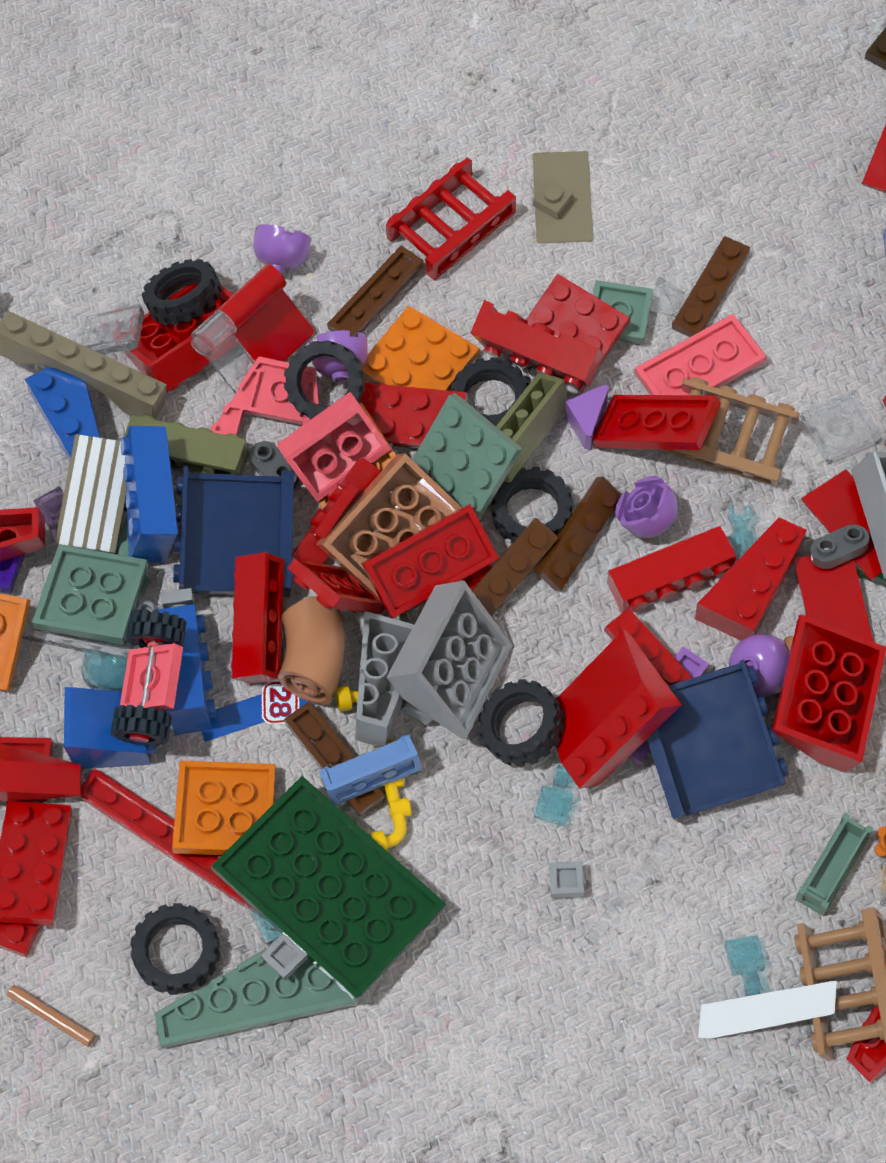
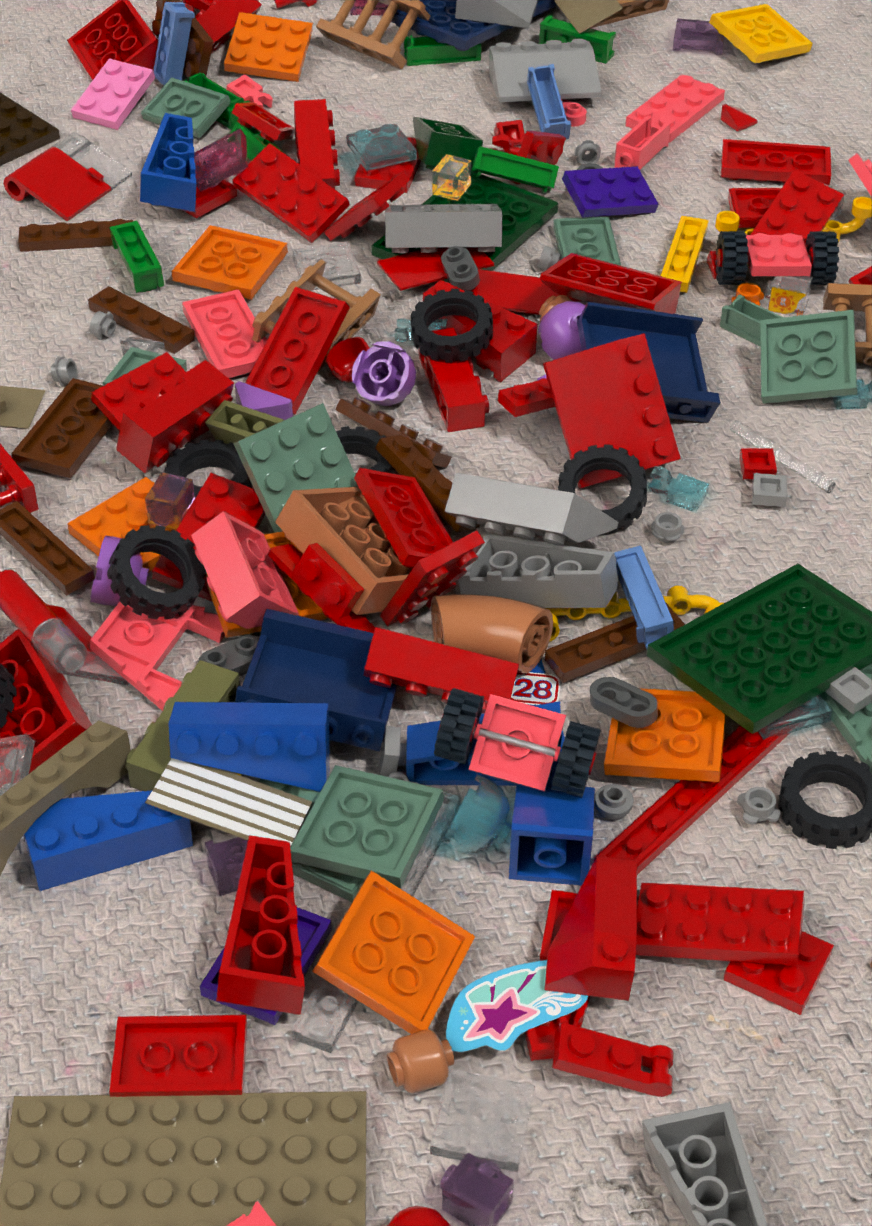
camera: 85 degrees left, 20 degrees down
(155, 887) = (758, 805): none -> light grey plate
(158, 784) = (613, 801): none -> light grey plate
(240, 767) = (623, 702): none -> dark grey plate
(426, 369) = (169, 500): none -> brick
(491, 784) = (667, 527): none -> light grey plate
(527, 270) = (64, 432): none -> reddish brown plate
(604, 866) = (757, 461): none -> red plate
(612, 247) = (64, 370): none -> light grey plate
(678, 472) = (343, 355): none -> red hair
(688, 258) = (102, 325): none -> light grey plate
(717, 577) = (452, 347): none -> black tyre
(766, 901) = (808, 357): none -> sand green plate
(797, 255) = (137, 256): none -> green container
(818, 340) = (229, 261): none -> orange plate
(833, 199) = (67, 236): none -> reddish brown plate

